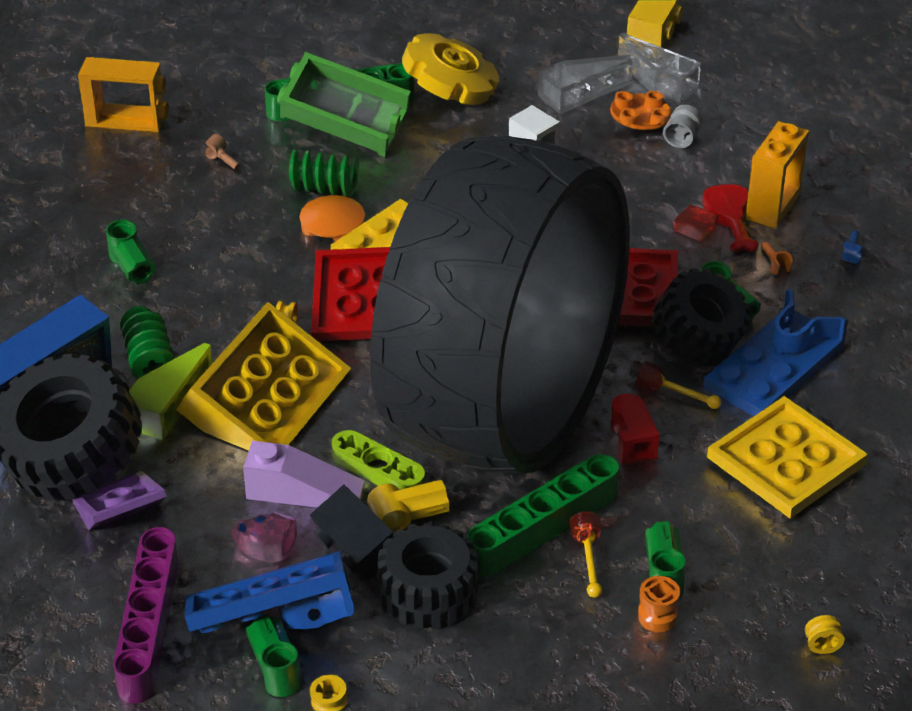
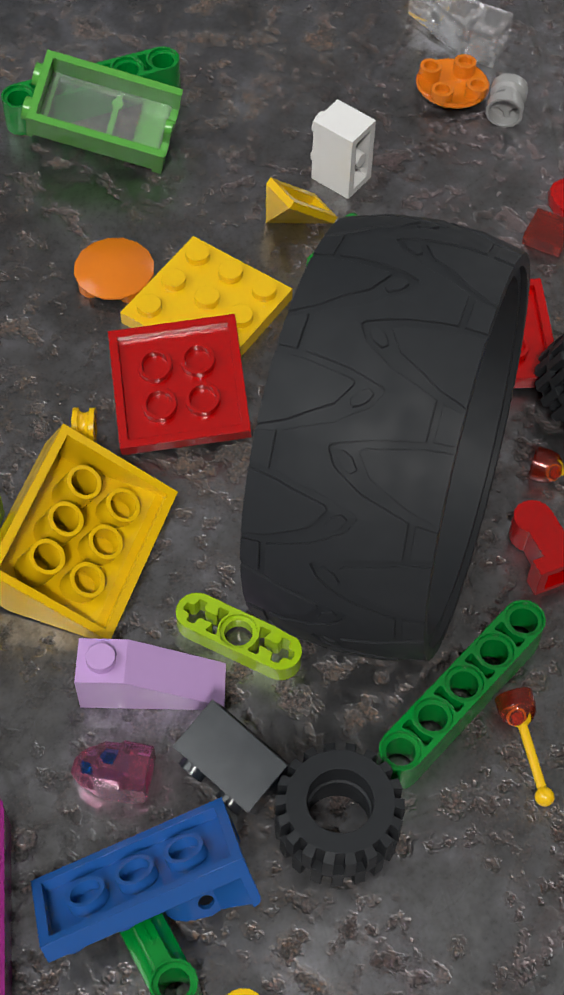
camera: 10 degrees left, 15 degrees up
(323, 175) = (93, 211): green piece -> none
(402, 506) = (278, 704): yellow piece -> none
(450, 69) = (220, 47): yellow piece -> none
(583, 80) = (376, 47): clear slope -> none

